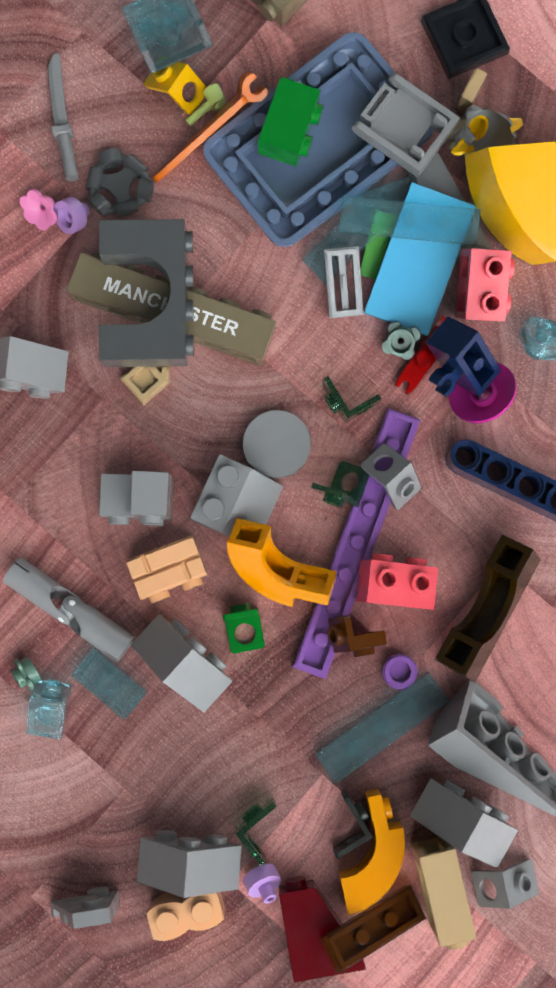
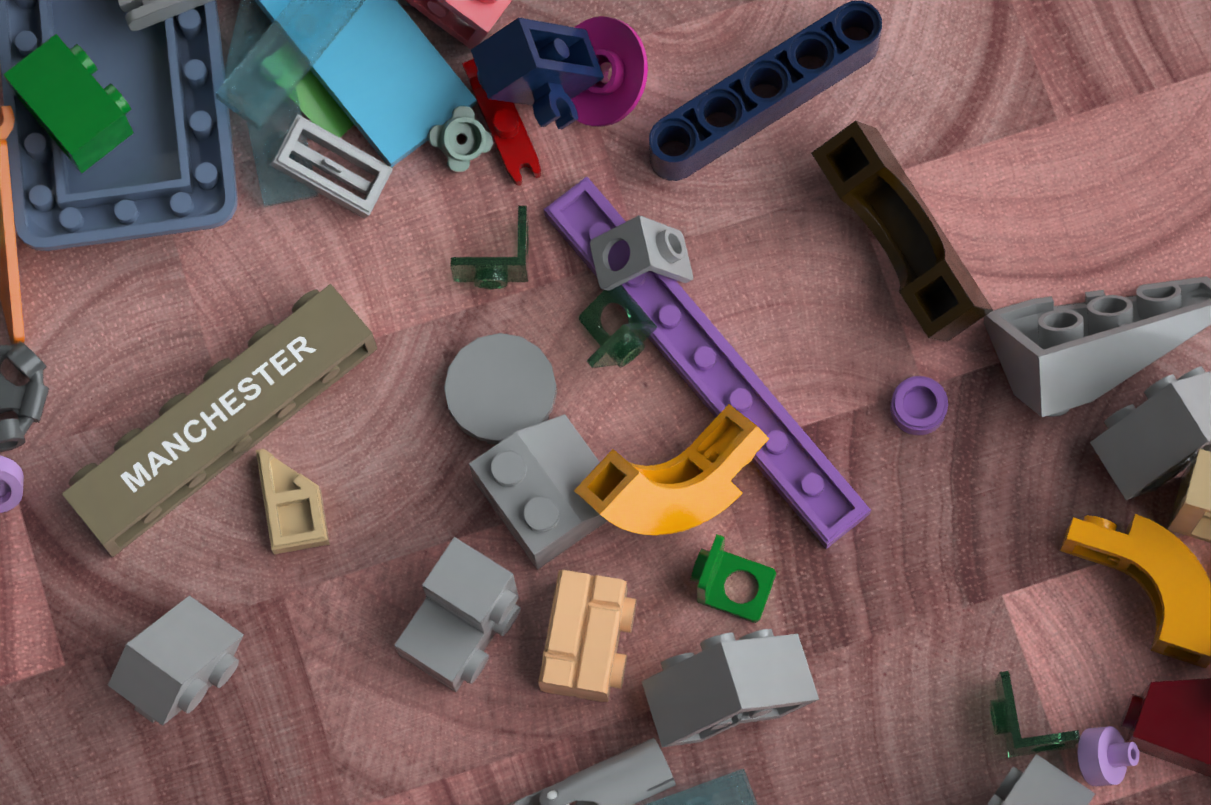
camera: 50 degrees left, 10 degrees down
(164, 247) = (138, 368): dark grey arch -> none
(343, 640) = (829, 445): reddish brown bracket -> none
(359, 837) = (1091, 570): pearl dark grey bracket -> none
(381, 727) = (983, 475): clear light blue tile -> none
(397, 584) = (794, 333): coral brick -> none

